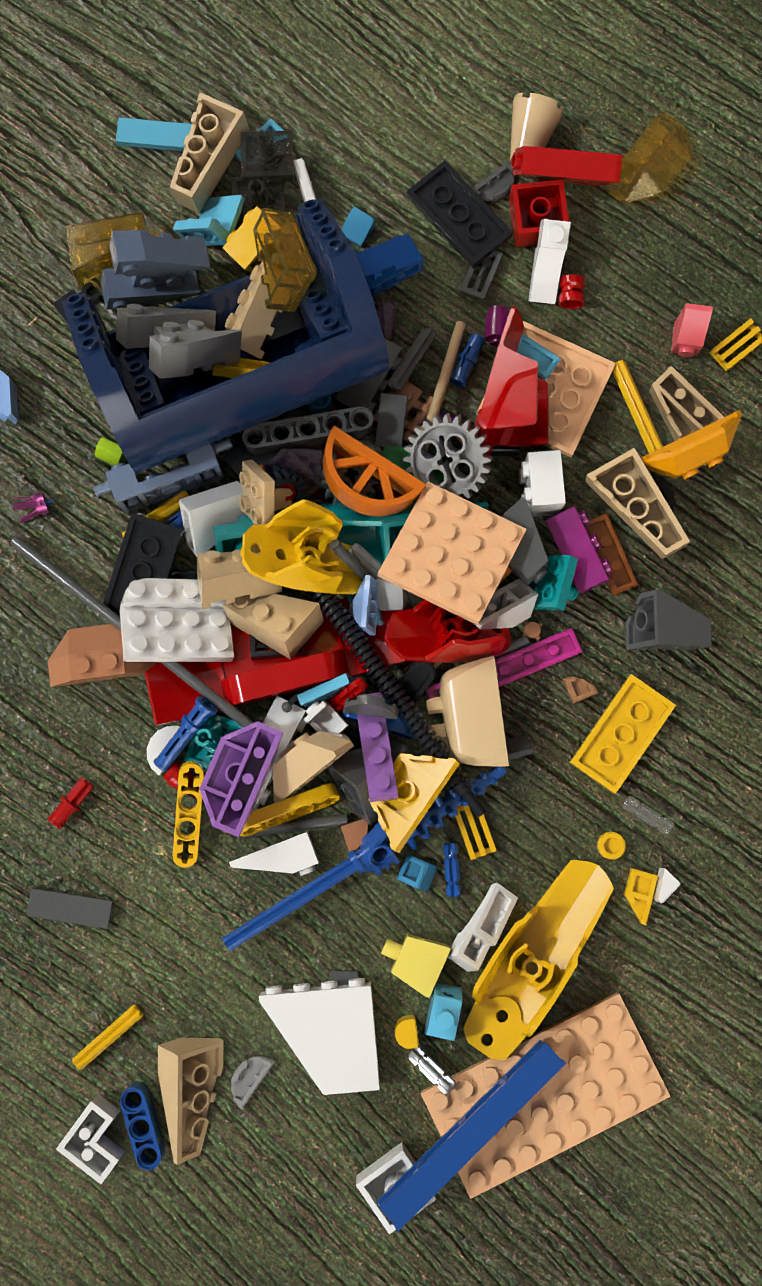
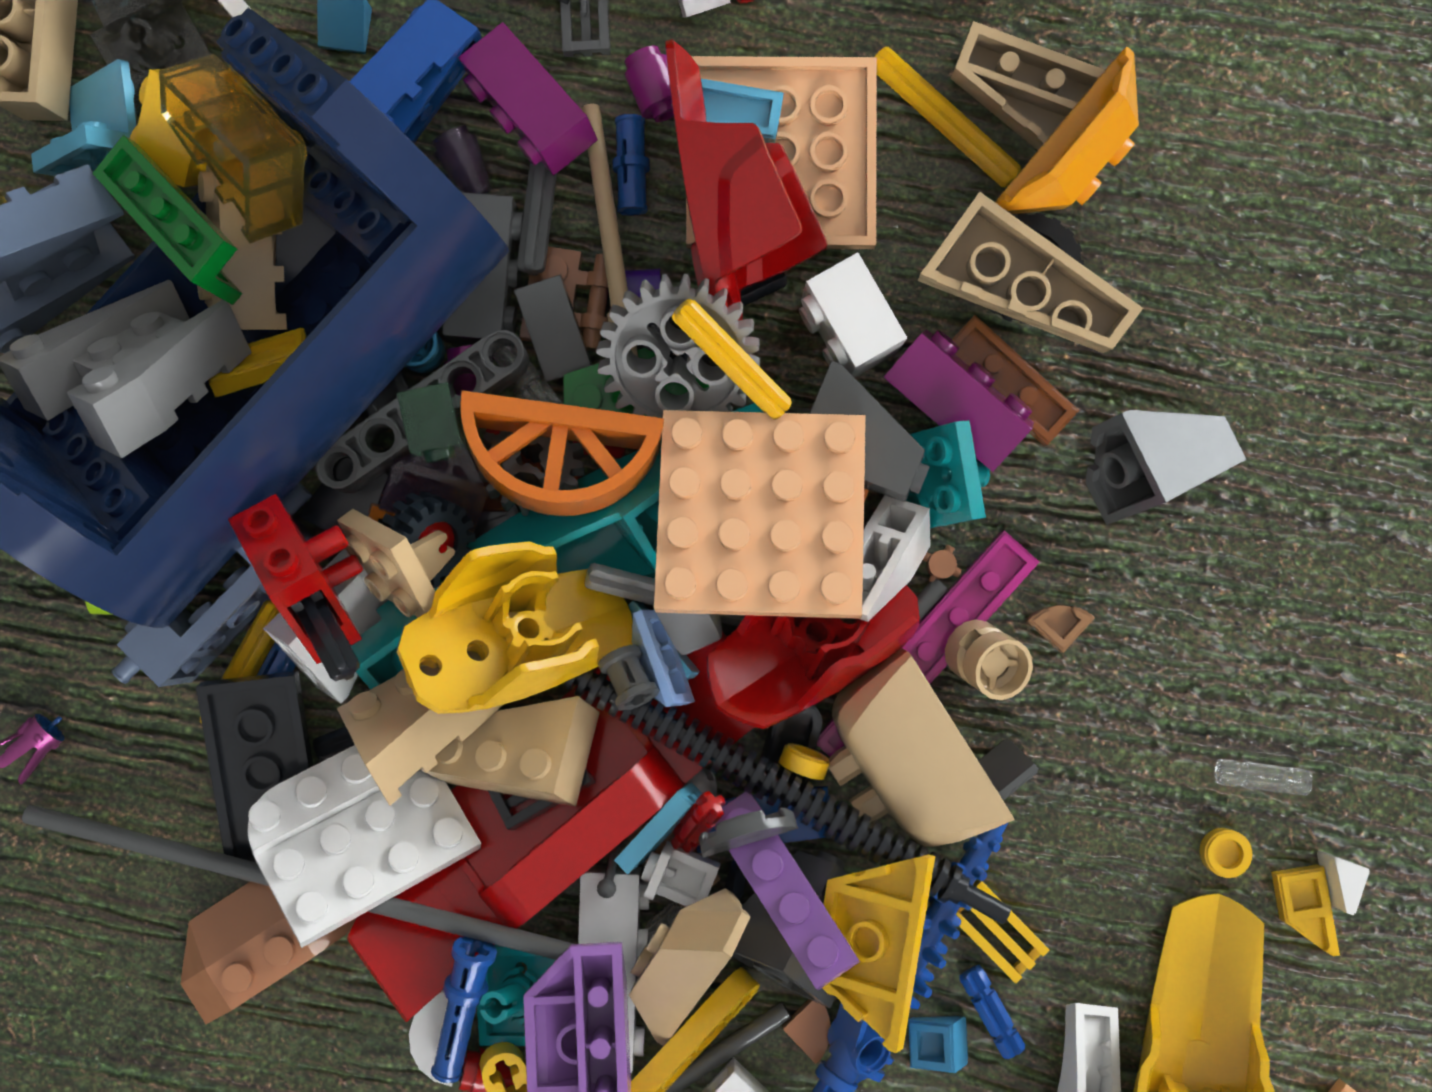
camera: 25 degrees left, 5 degrees up
(212, 478) = (300, 585): none -> red piece
(233, 278) = (168, 217): none -> green fence
(312, 434) = (432, 422): none -> clear green brick
(348, 604) = (626, 662): none -> dark grey bush
(349, 559) = (596, 600): dark grey piece -> none
(416, 692) = (804, 761): none -> yellow tile
(430, 304) = (526, 100): none -> magenta brick
(473, 470) = (731, 358): none -> yellow axle
(533, 685) = (988, 659): none -> tan wheel
(622, 734) = (1164, 666): yellow plate -> none

